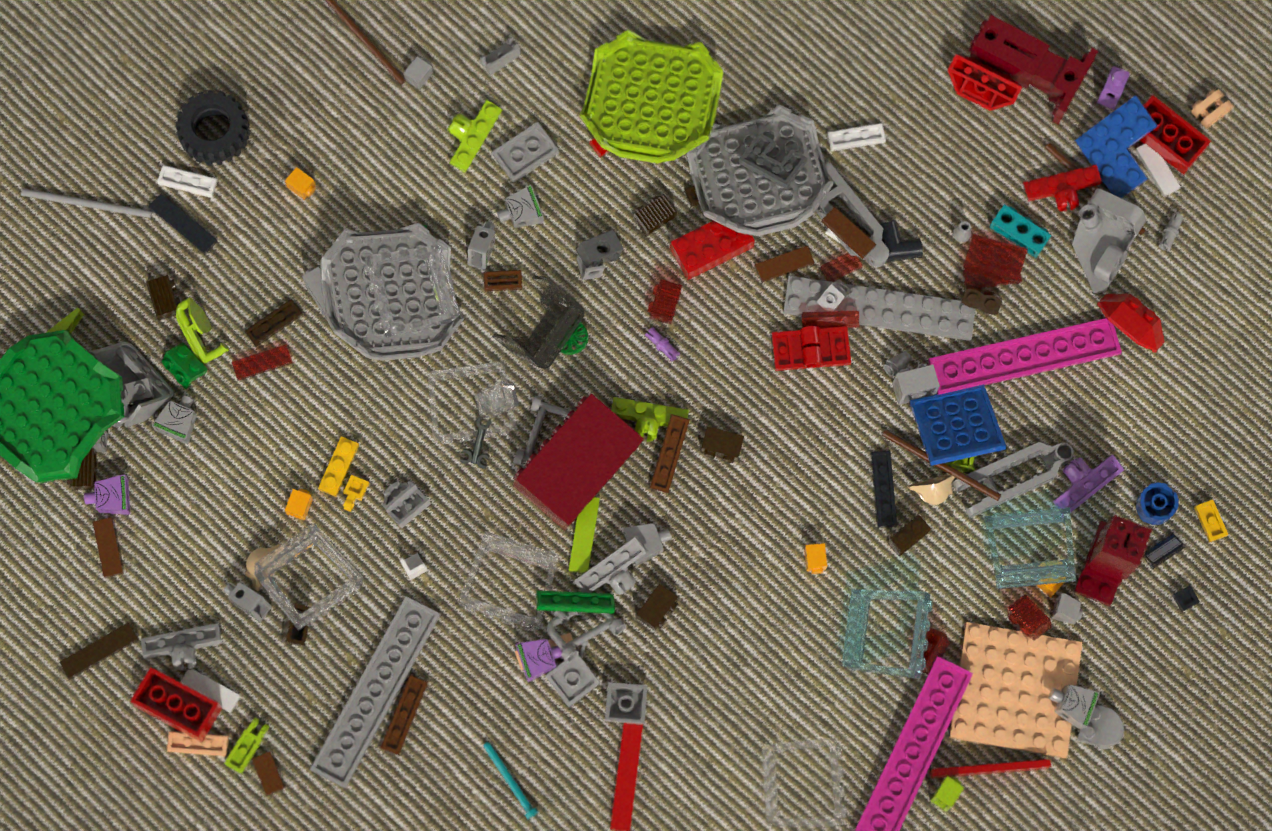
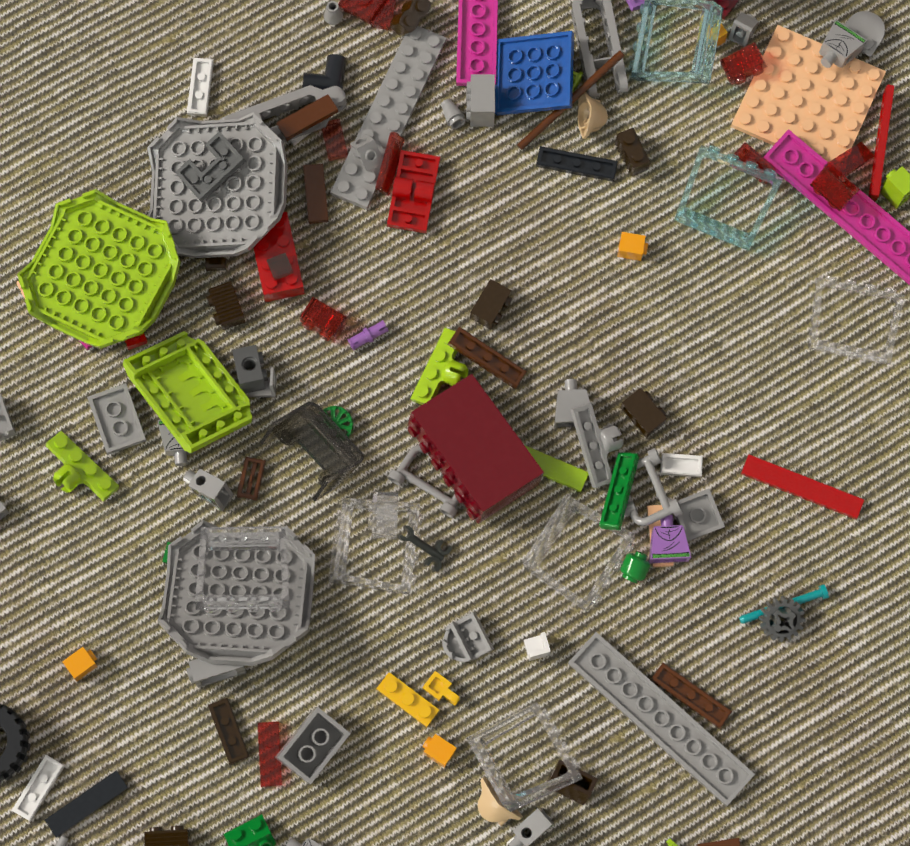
camera: 75 degrees left, 0 degrees up
(202, 325) = (217, 822): lime piece -> none
(275, 393) = (312, 745): none -> light grey brick
(495, 778) = (790, 611): none -> dark grey gear
(508, 634) = (635, 567): none -> green head
(564, 204) = (189, 390): none -> lime slope
(618, 655) = (681, 465): none -> white tile
(626, 703) = (736, 467): light grey slope -> none
(699, 247) = (279, 266): none -> clear smoke tile
(924, 728) = (834, 187): none -> clear red brick
(959, 740) = (852, 159): none -> clear red tile

